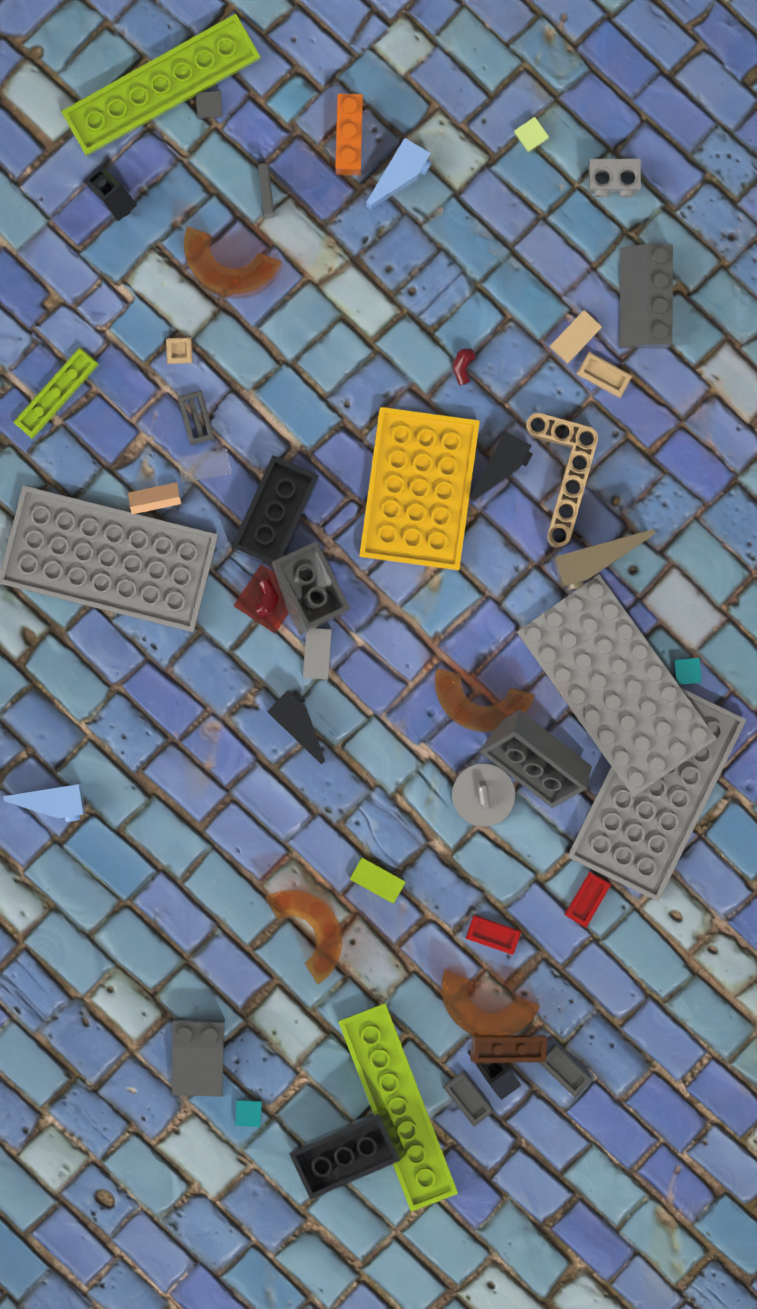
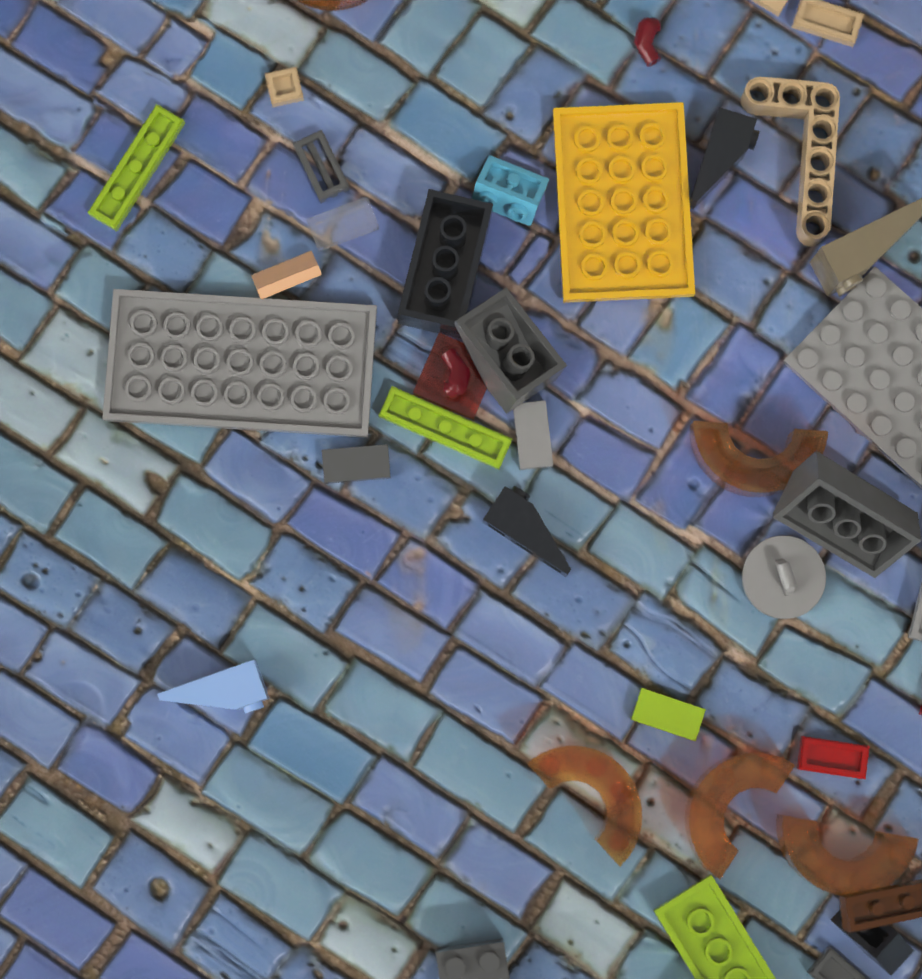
camera: 15 degrees left, 5 degrees down
(181, 651) = (356, 464): none -> dark grey tile
(253, 635) = (445, 427): none -> lime tile
(335, 463) = (510, 190): none -> medium azure bracket
(399, 943) = (711, 798): none -> clear orange brick

